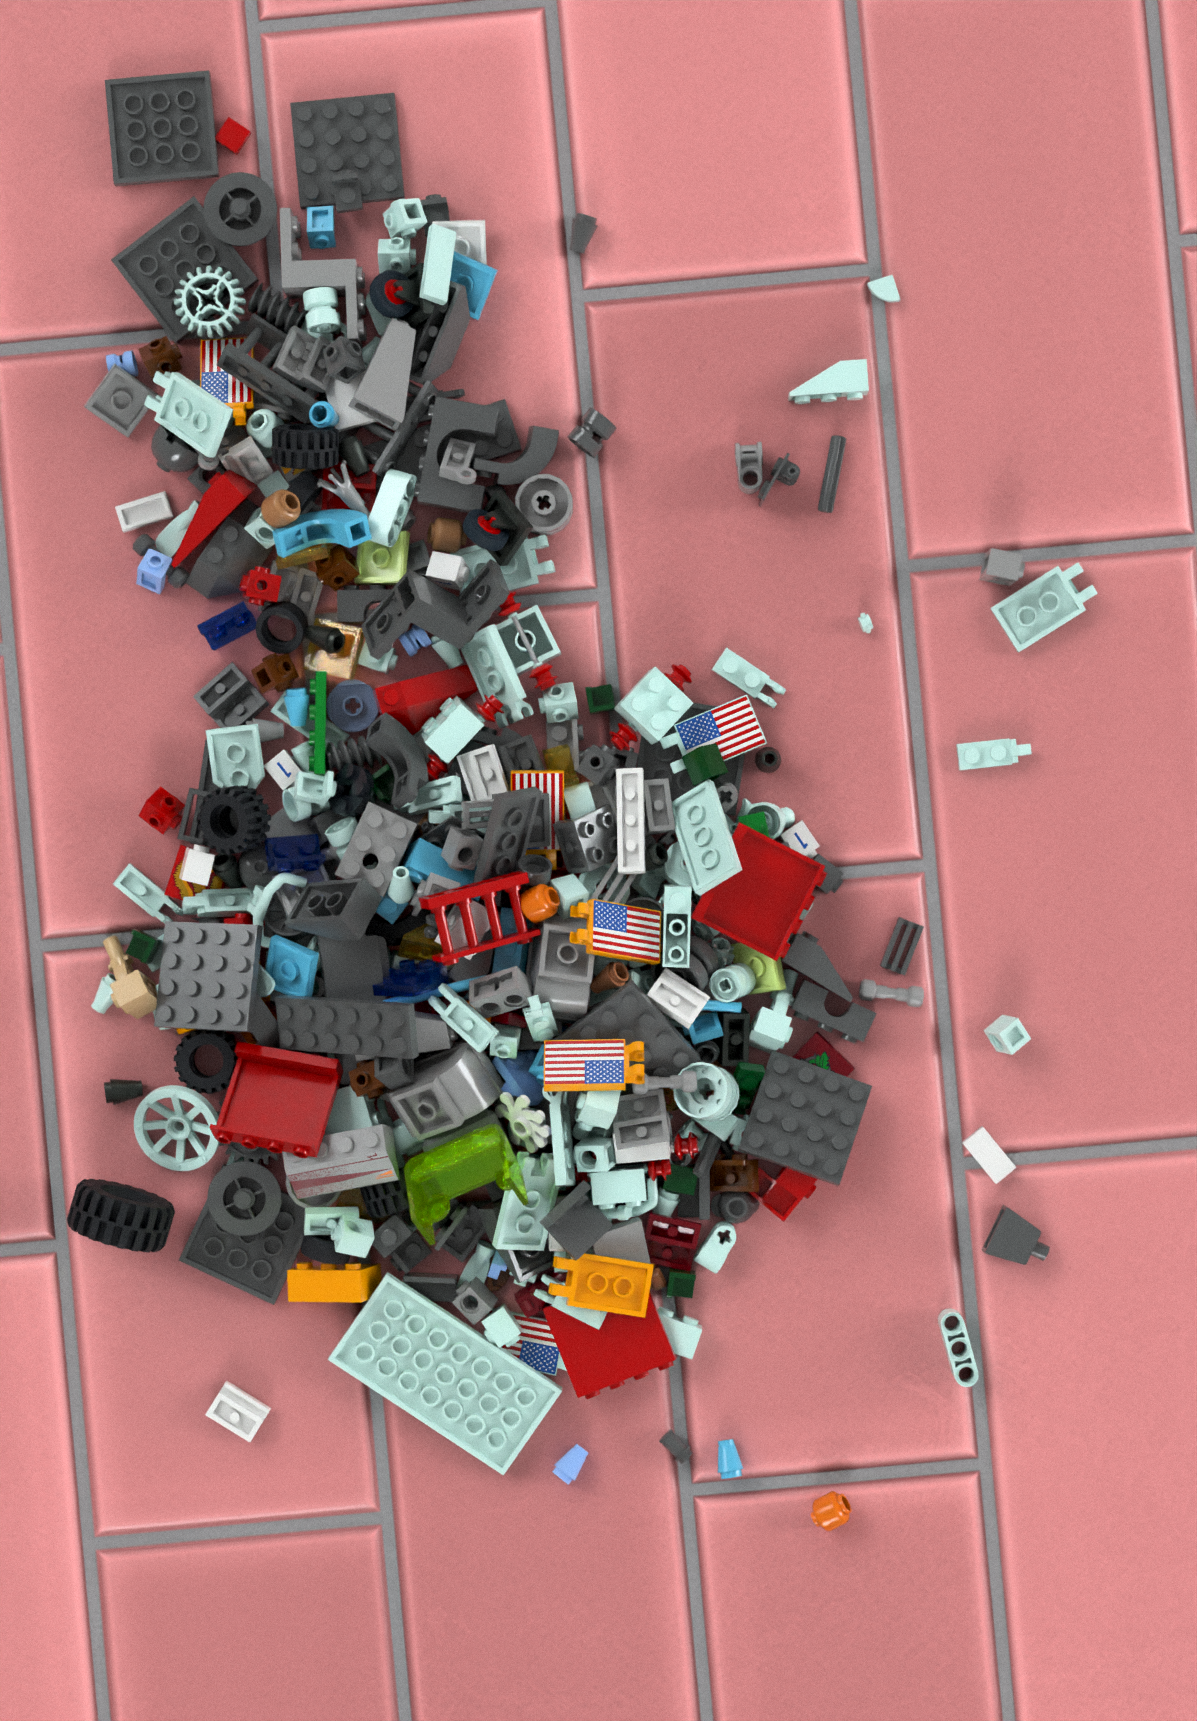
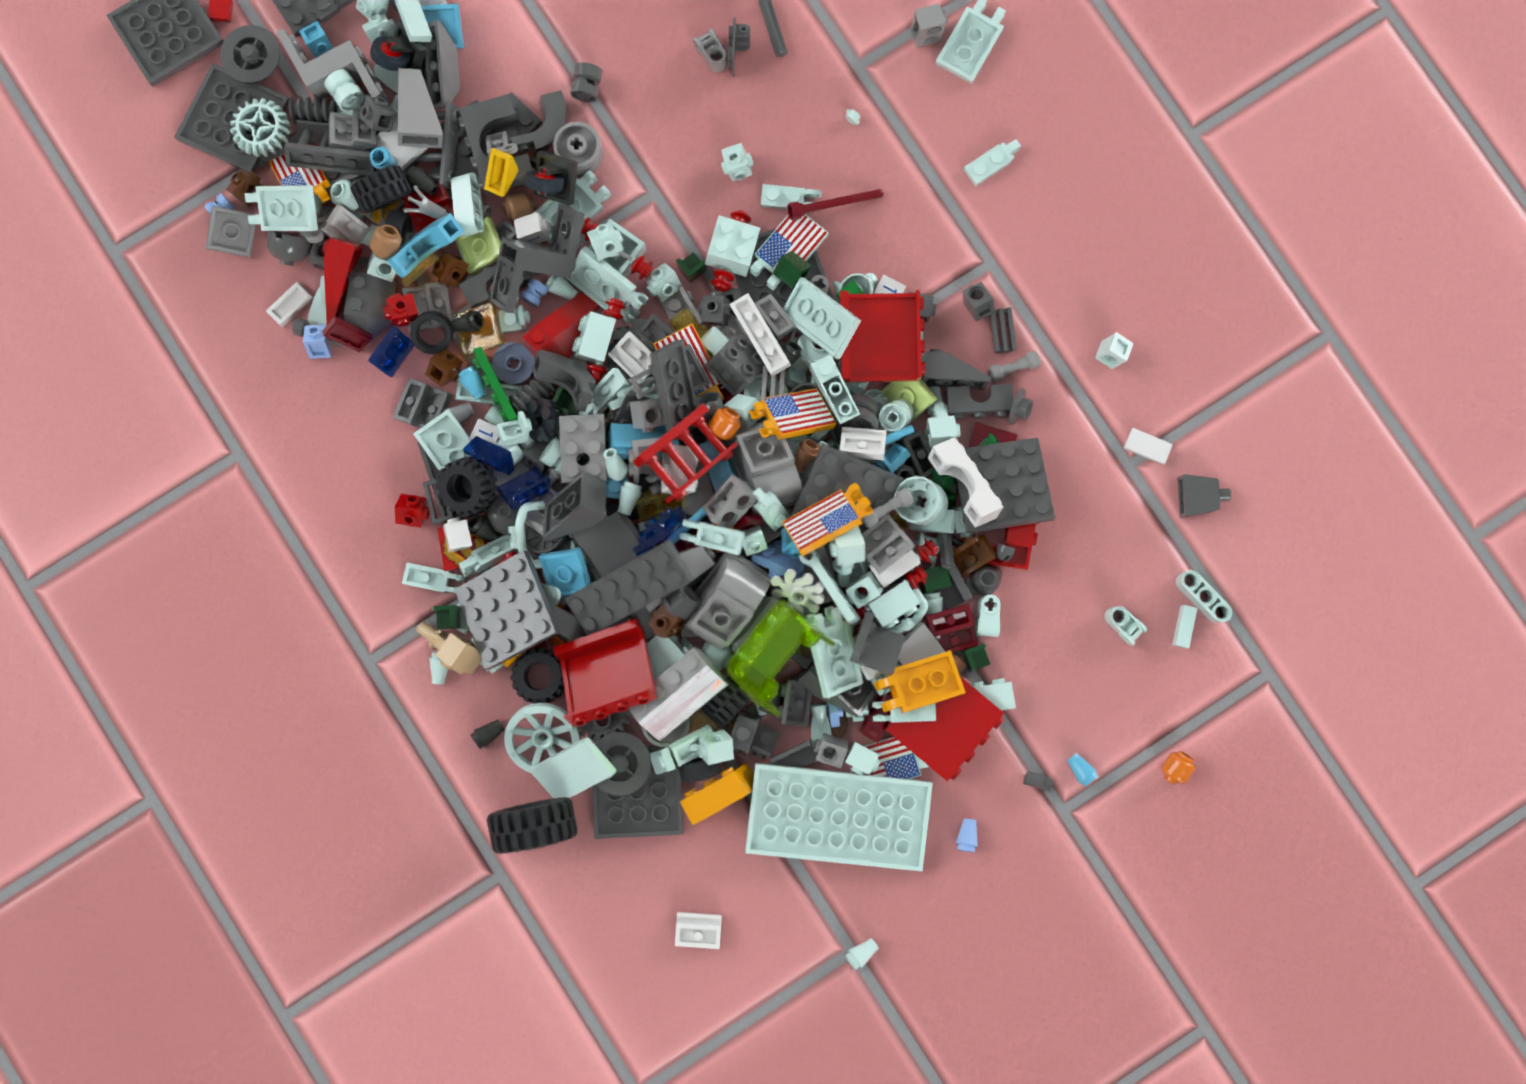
camera: 30 degrees left, 5 degrees down
(189, 583) = (347, 334): none -> dark red plate
(192, 1180) = (573, 769): none -> light aqua tile
(275, 798) = (491, 454): none -> clear blue bracket
(291, 1219) = (663, 761): none -> light aqua bracket
(395, 1525) = (861, 953): none -> light aqua cone
(398, 925) = (628, 496): none -> light aqua cone
(442, 497) = (500, 172): none -> yellow slope
(517, 632) = (605, 240): none -> light aqua brick
(709, 610) = (736, 162): none -> light aqua brick
(745, 702) = (797, 210): none -> dark red piece
(762, 765) = (835, 251): pearl dark grey cone -> none
(763, 1064) = (951, 460): none -> white arch
(769, 1190) = (1004, 552): none -> dark grey hinge
(859, 1336) = (1128, 627): none -> light aqua piece
(872, 1043) = (1020, 408): none -> dark grey piece
(886, 911) = (978, 301): none -> dark grey brick
(920, 1368) = (1184, 626): none -> light aqua piece

